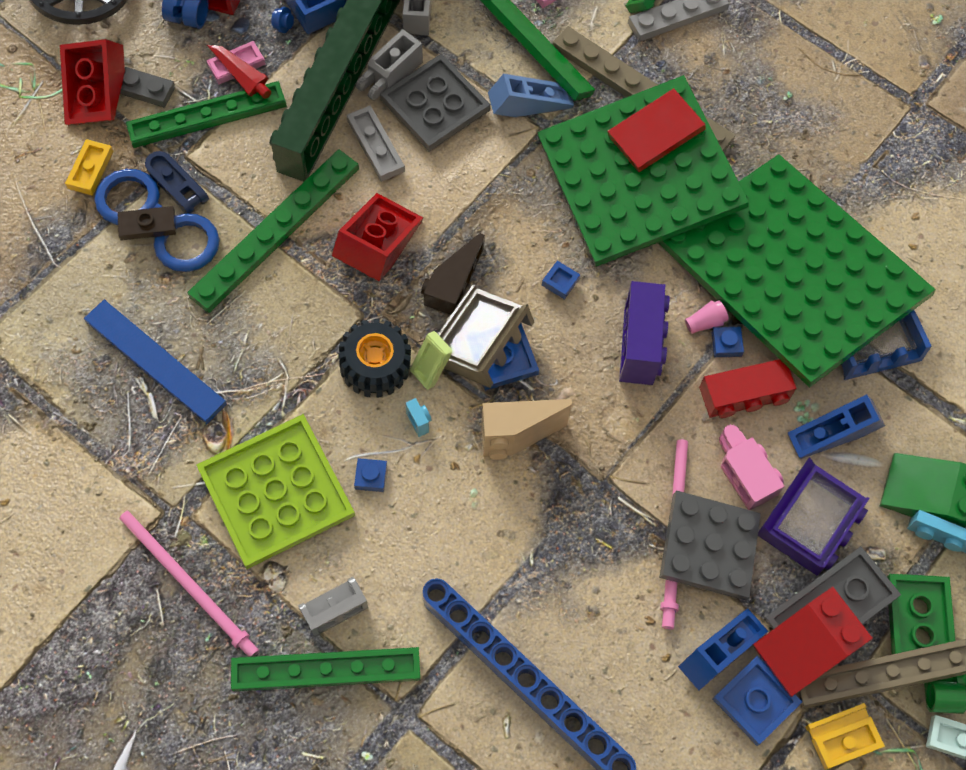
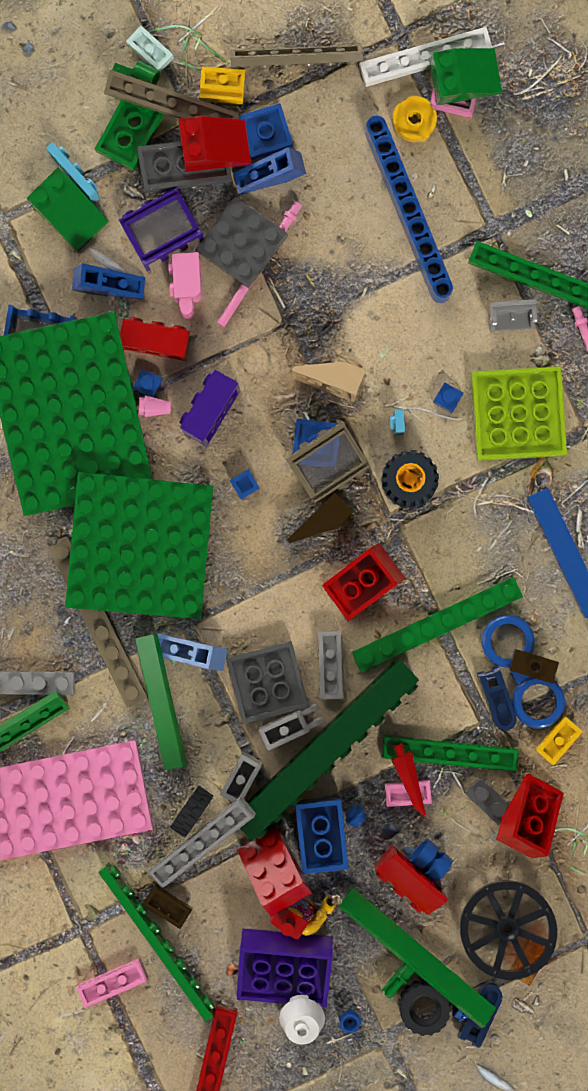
camera: 145 degrees left, 20 degrees up
(431, 360) = (372, 455): yellowish green tile -> none
(656, 130) = (114, 565): red tile -> none

